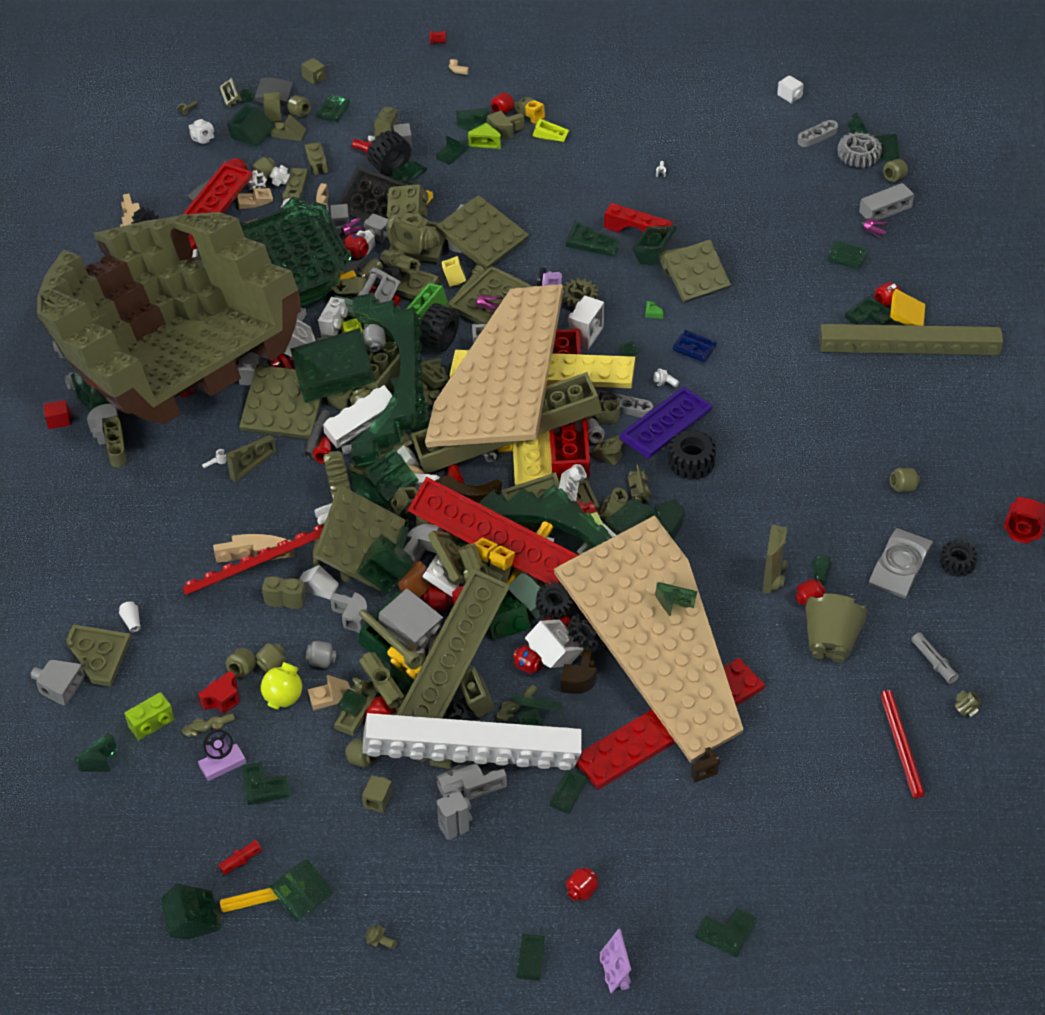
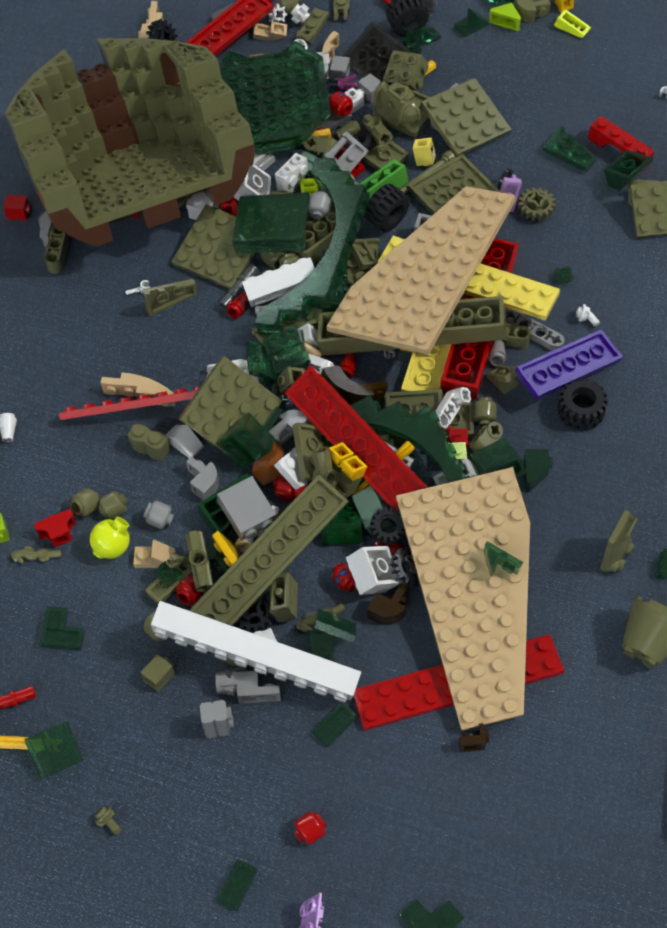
camera: 20 degrees right, 10 degrees up
(220, 756) = (32, 591): lavender piece -> none
(336, 471) = (235, 337): olive gear -> none
(412, 658) = (230, 550): olive piece -> none
(482, 302) = (442, 192): flat silver piece -> none
(589, 320) = (531, 235): white brick -> none
(601, 483) = (484, 411): none -> olive head
(637, 481) = (521, 416): olive hinge -> none
(653, 311) = (602, 239): bright green tile -> none
(694, 346) = (629, 288): clear blue plate -> none
(807, 589) = (645, 585): red head -> none

